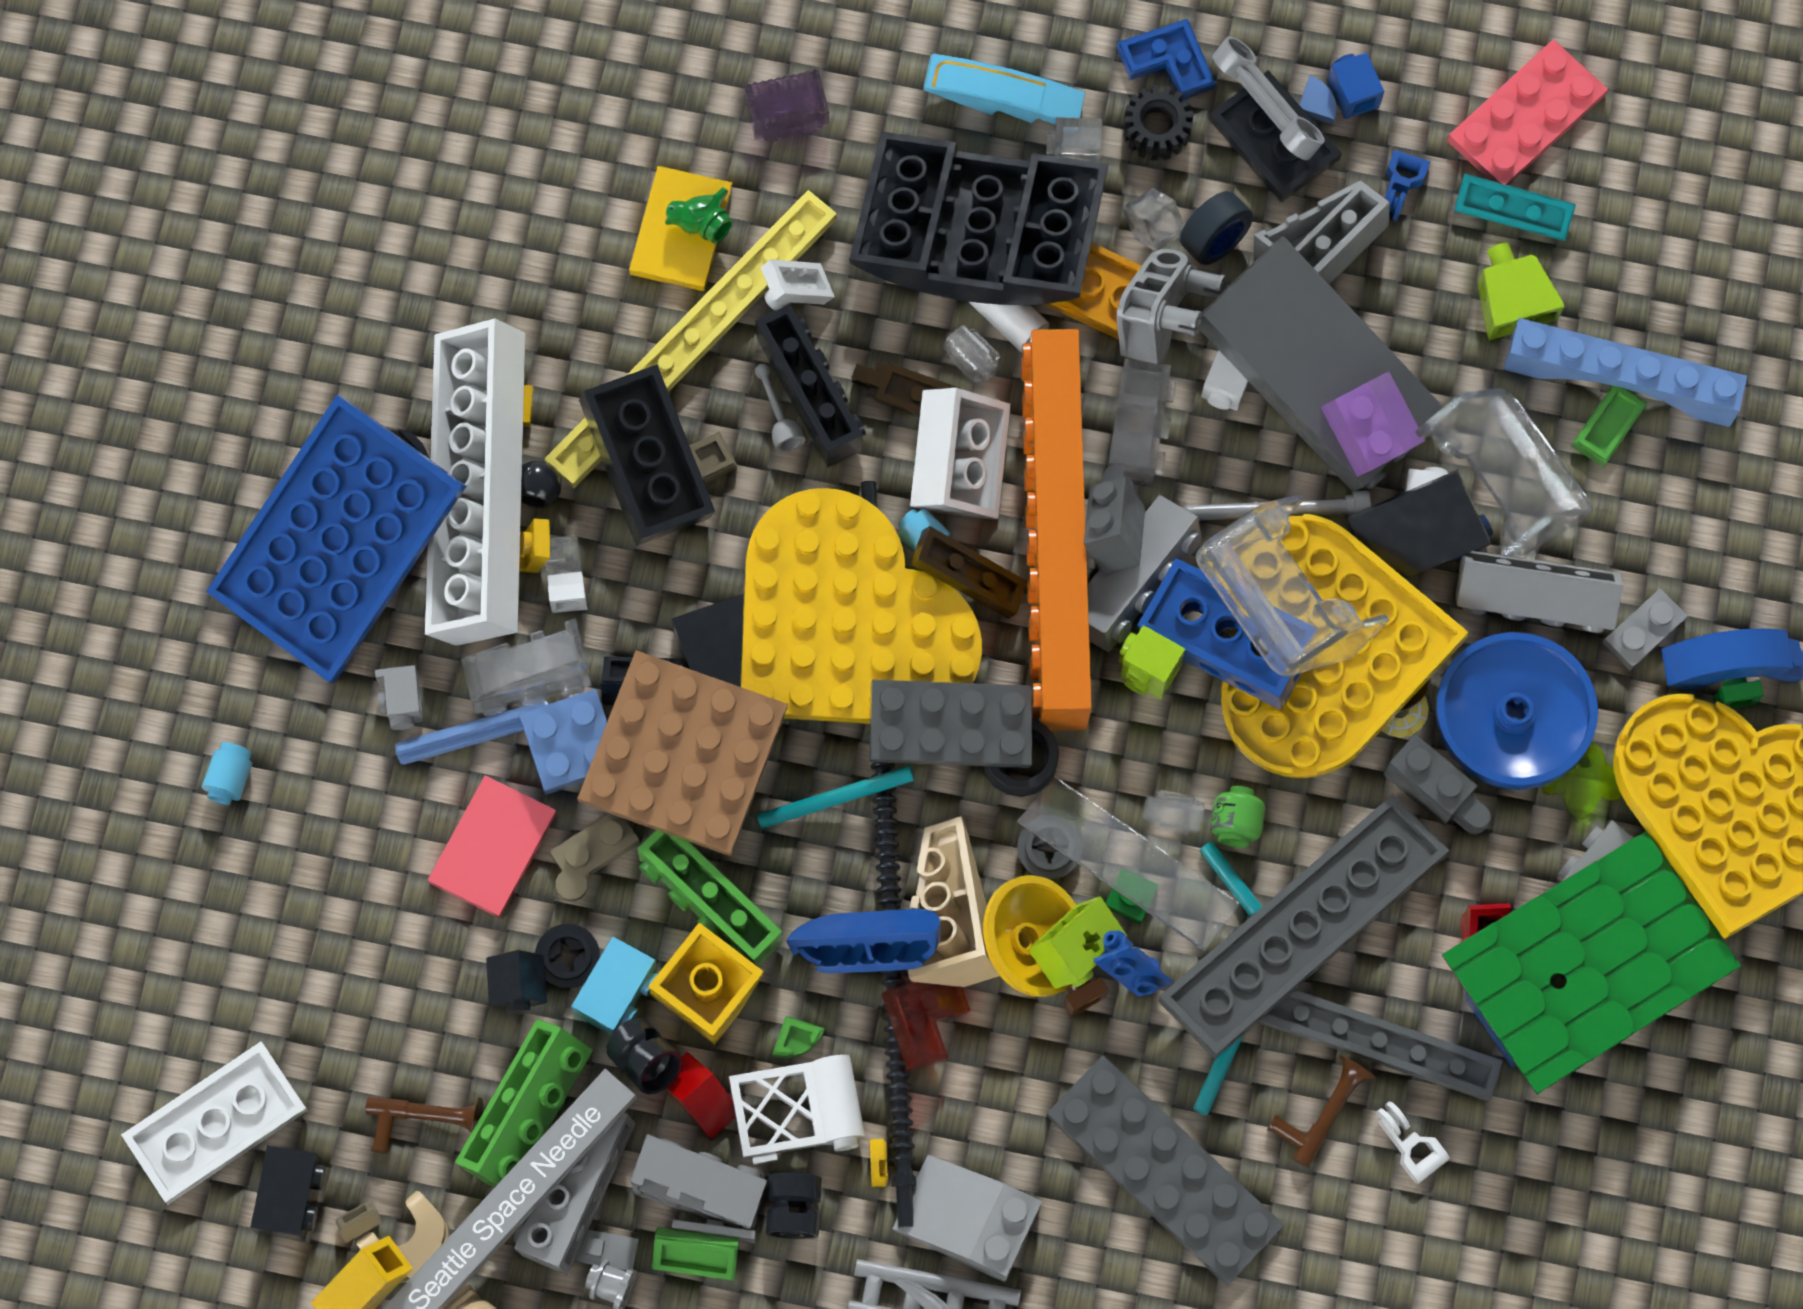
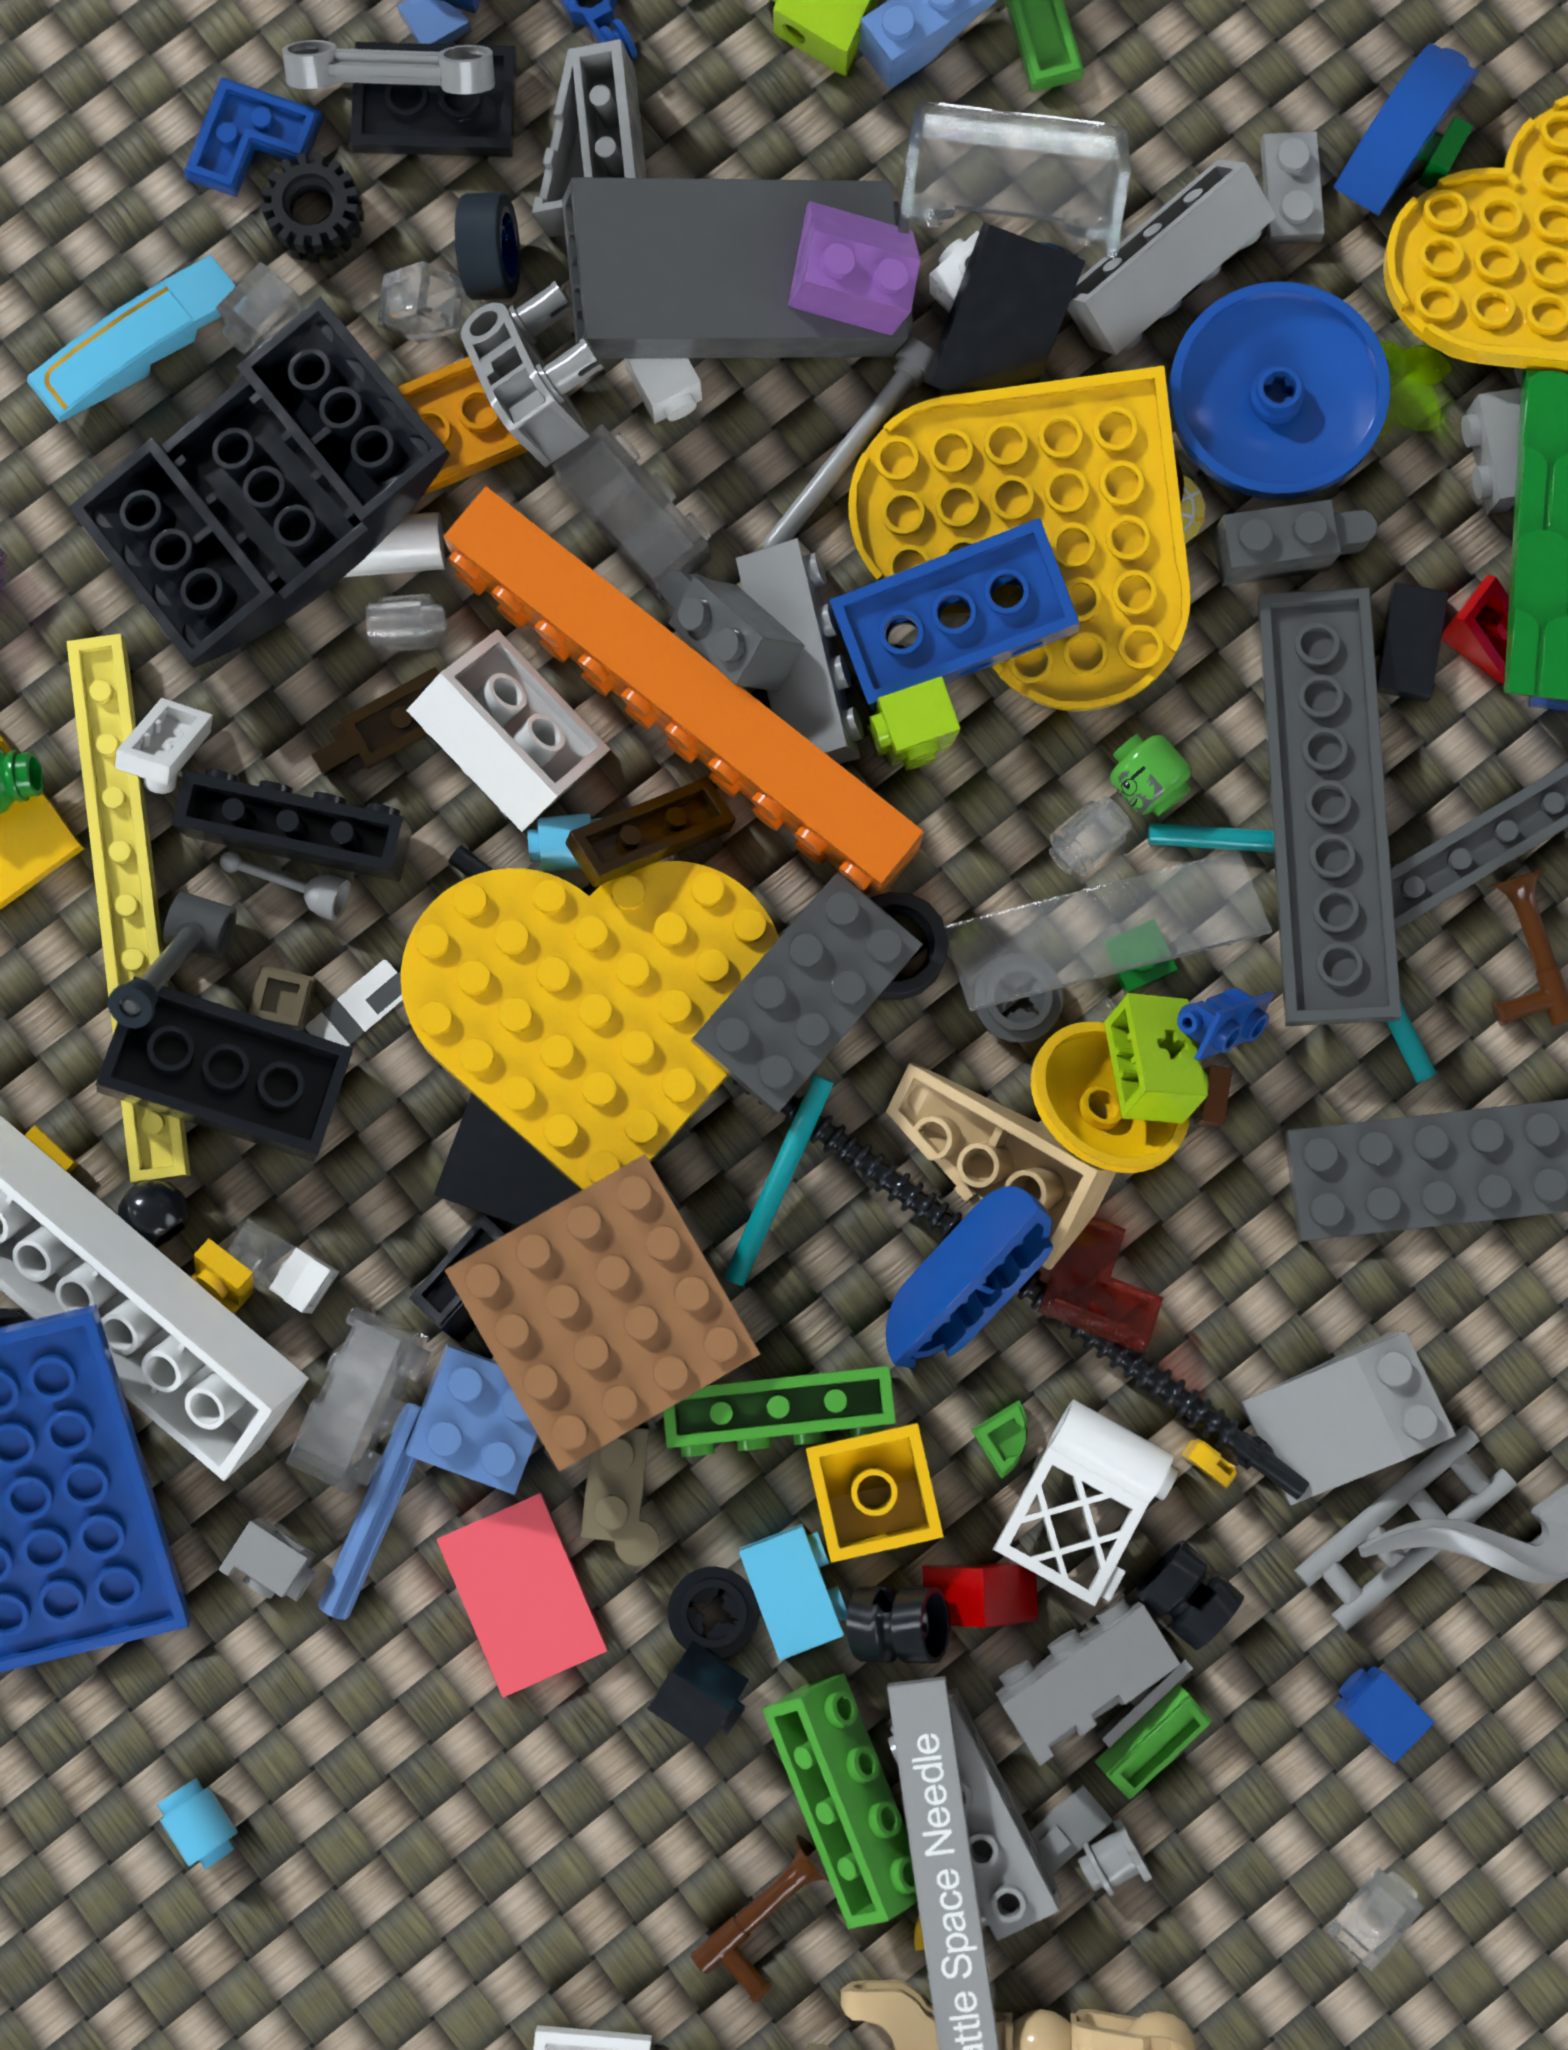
camera: 45 degrees left, 10 degrees up
(709, 378) = (190, 927): none -> dark grey piece
(740, 502) = (359, 1006): none -> white sticker
(1274, 597) = (966, 531): clear windscreen -> none
(1442, 903) = (1411, 641): none -> black tile

